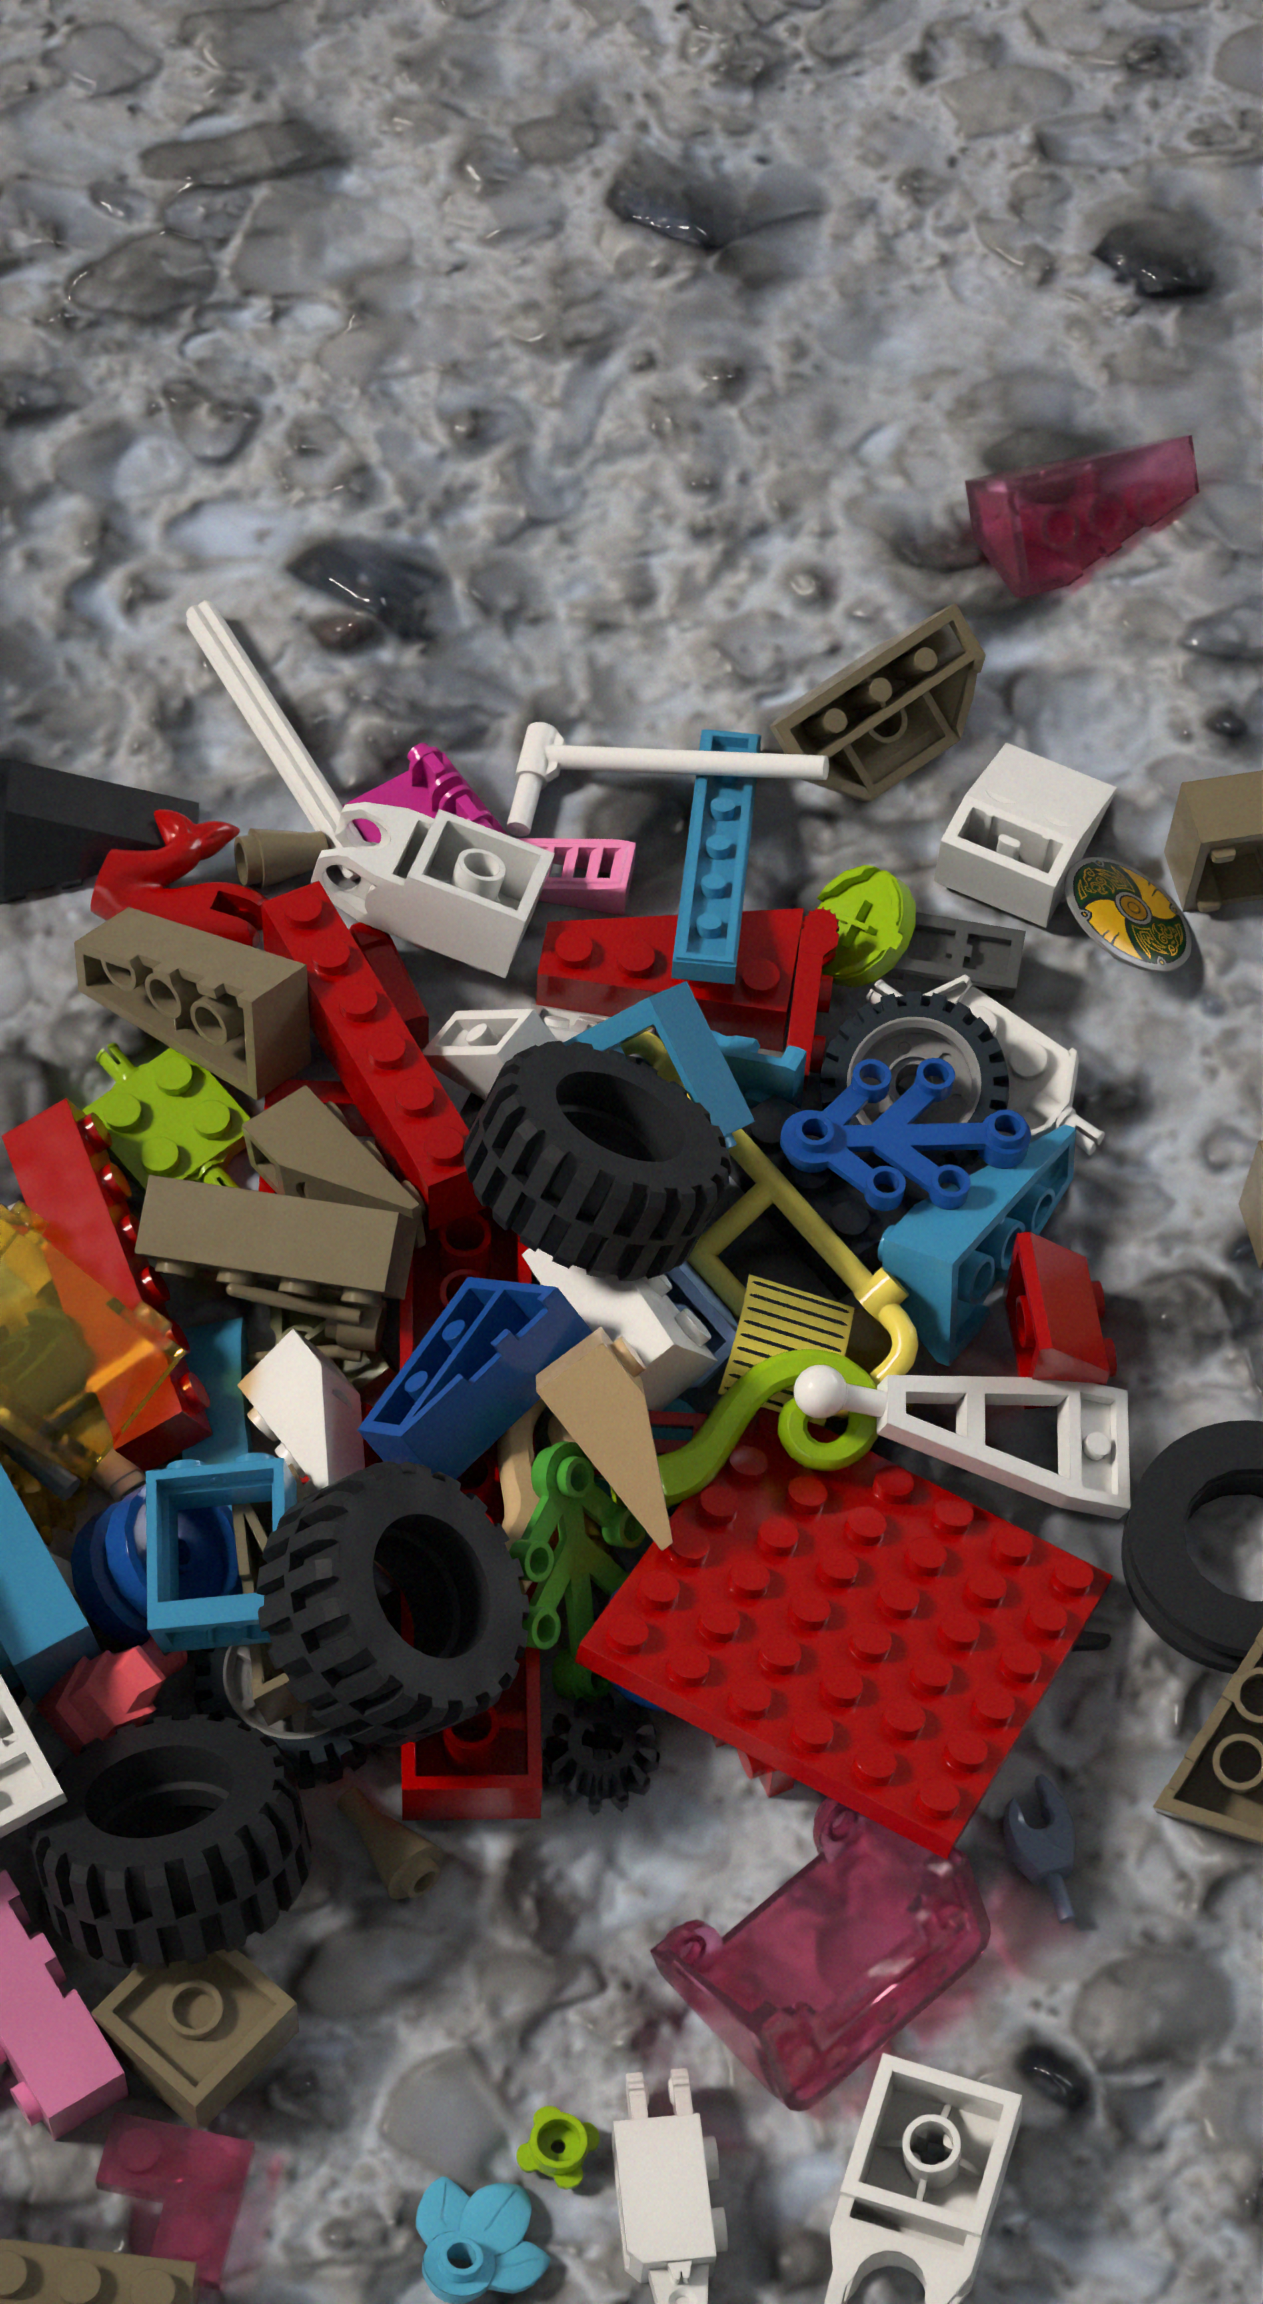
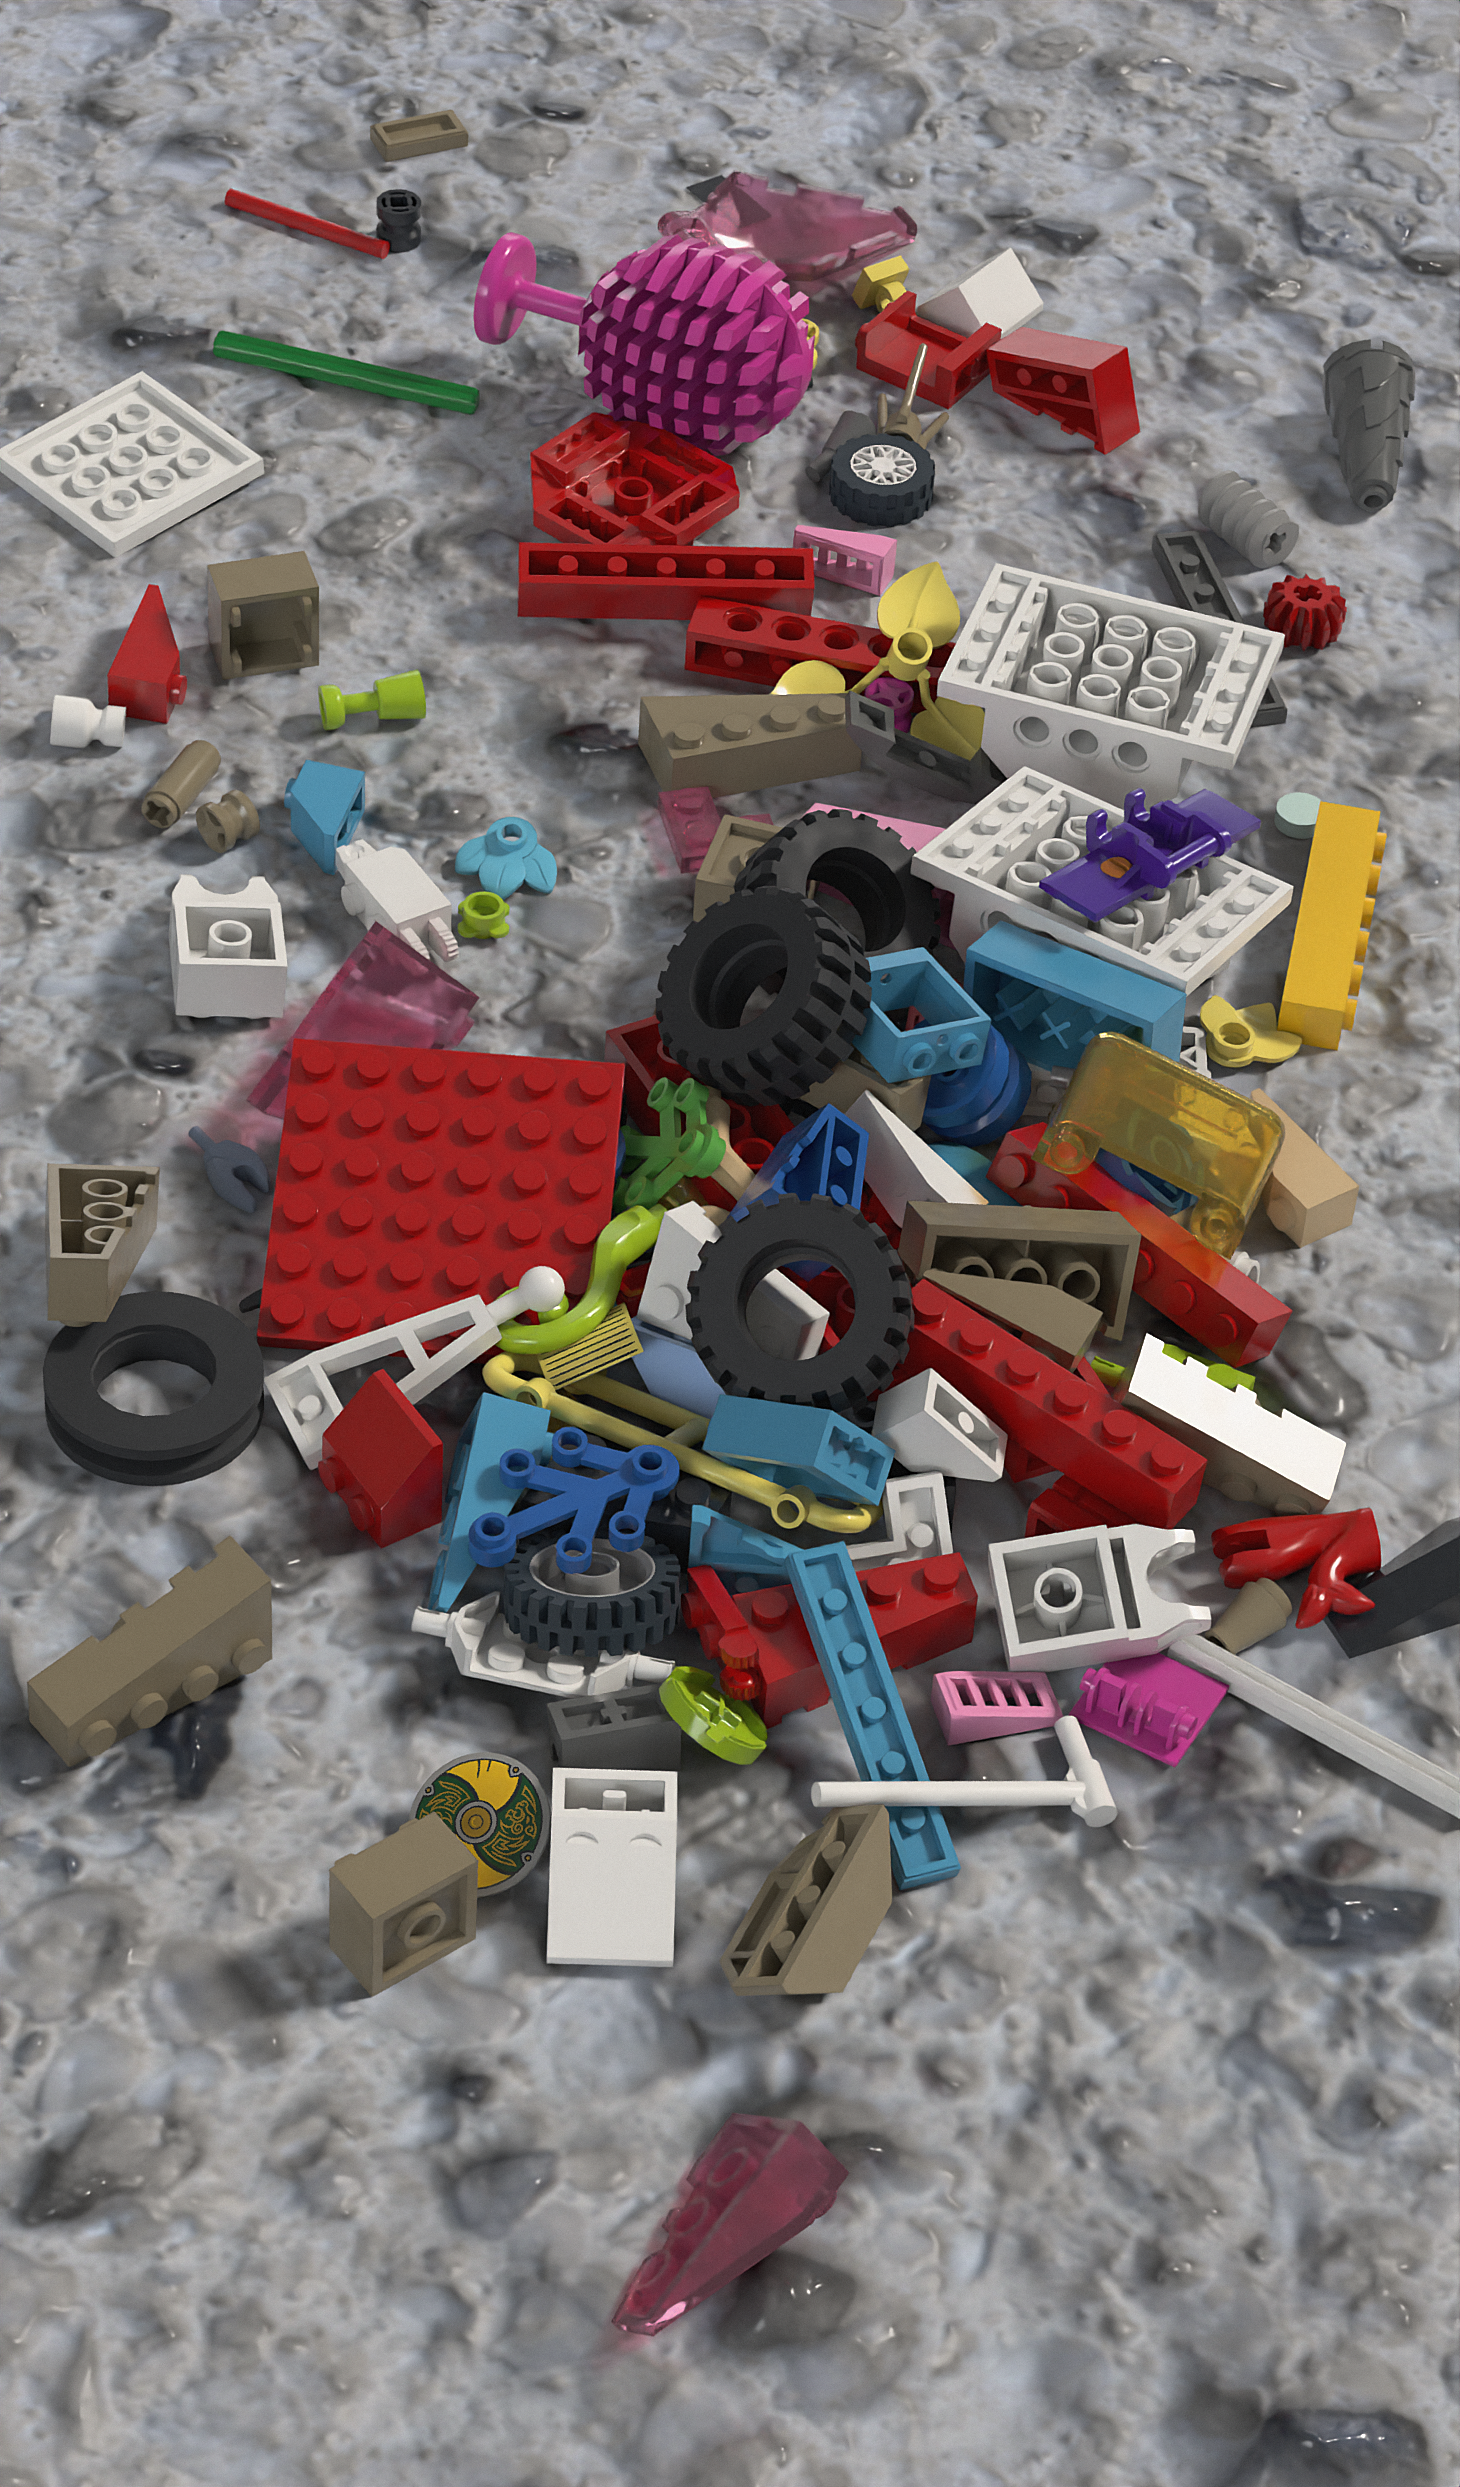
camera: 155 degrees right, 15 degrees down
(605, 1410) = (678, 1170): tan slope -> none

